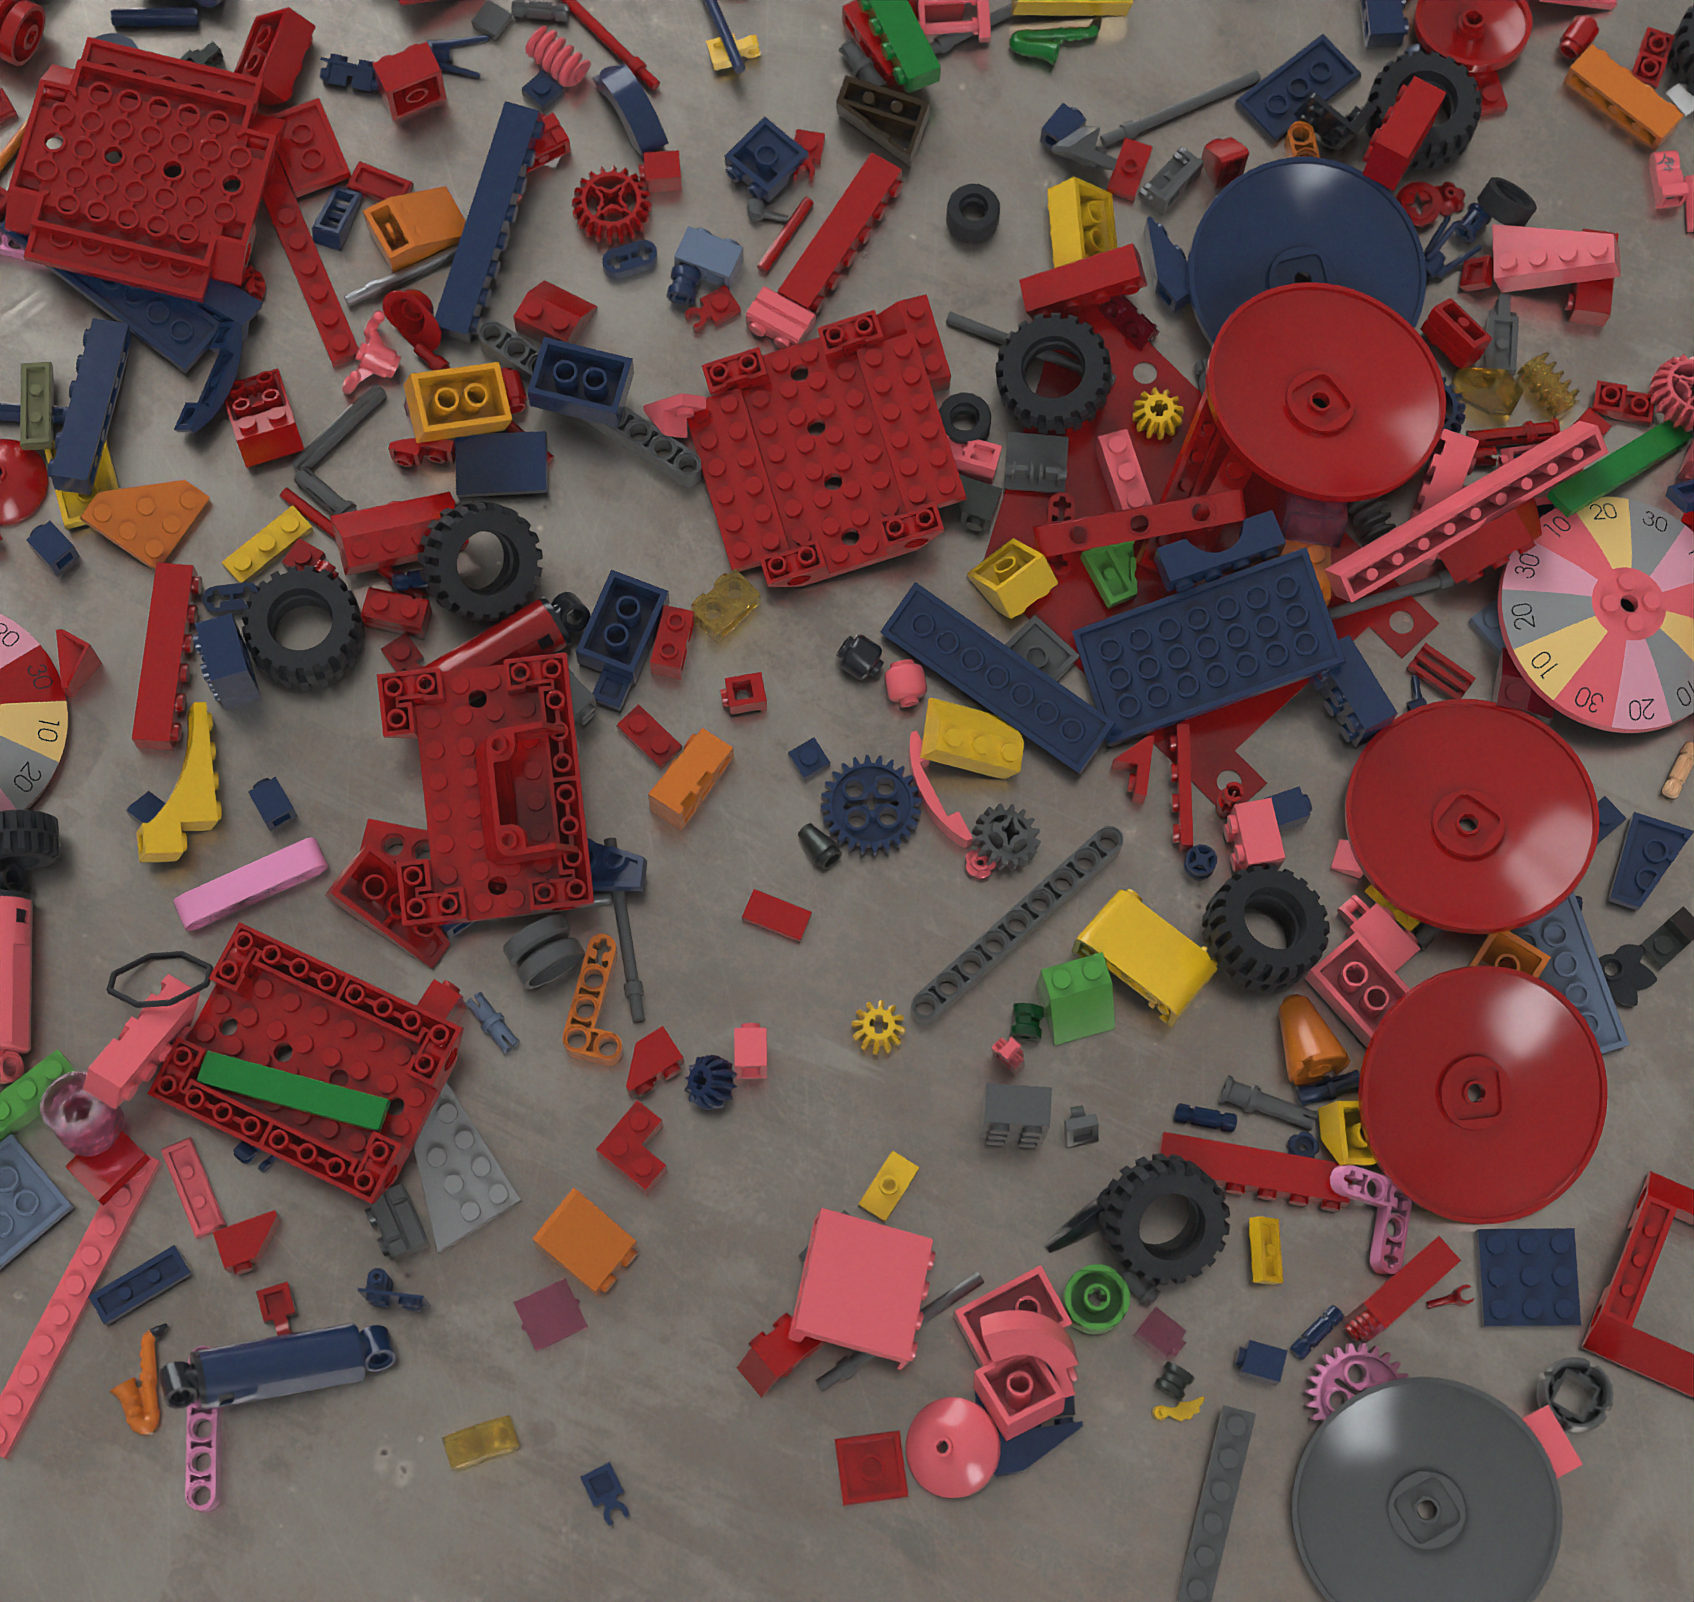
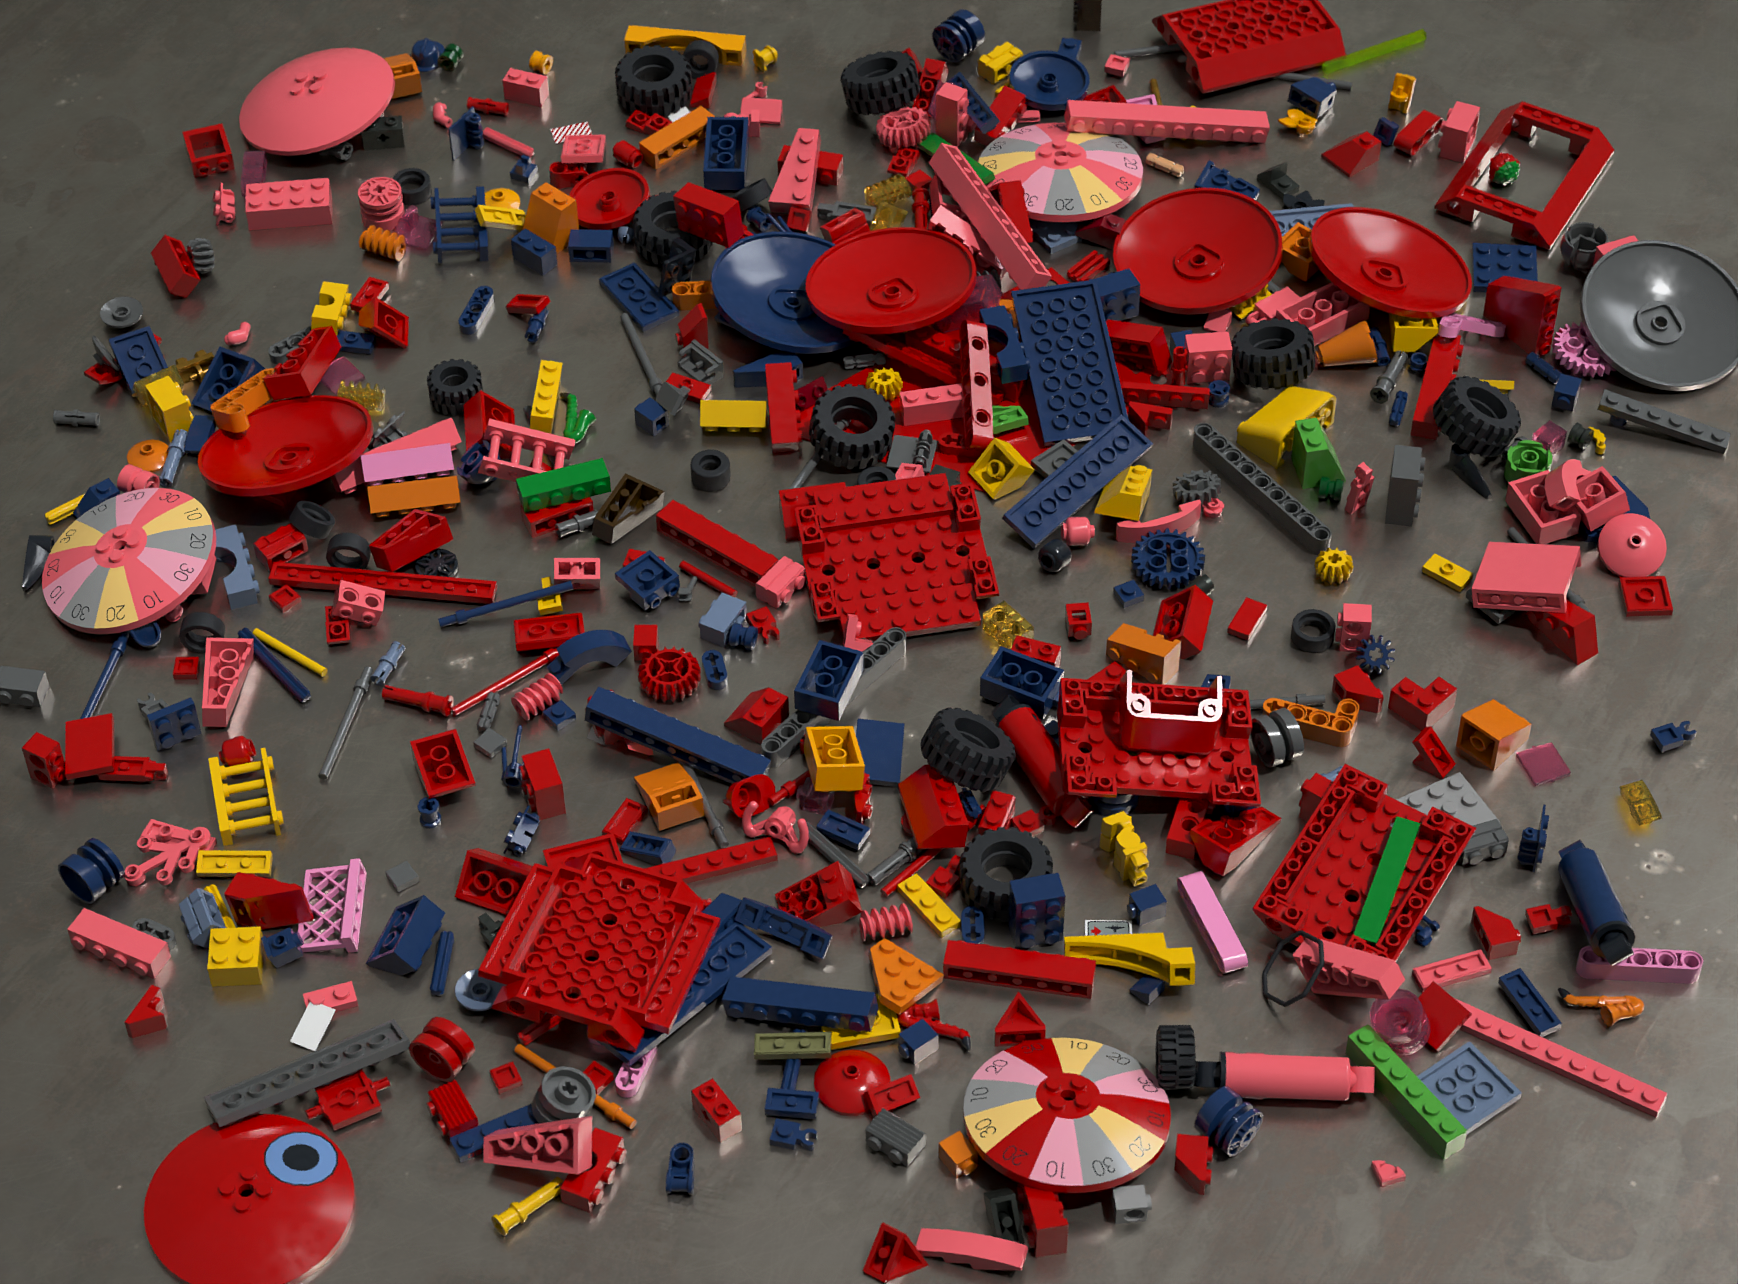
camera: 80 degrees left, 25 degrees down
(94, 549) = (928, 1012): none -> red piece
(225, 494) = (885, 921): none -> coral piece
(241, 762) = (1107, 927): none -> sticker
(344, 771) = (1129, 854): none -> yellow hips
(375, 434) = (843, 829): none -> dark blue plate
(543, 1162) = (1432, 754): none -> red slope
(672, 58) = (547, 631): none -> red tile
(750, 828) = (1185, 619): none -> red slope
(762, 978) = (1316, 618): none -> black tyre
(764, 73) = (582, 572): none -> coral brick
(1275, 739) = (1140, 344): none -> red wedge
(1593, 161) = (726, 153): none -> dark blue brick

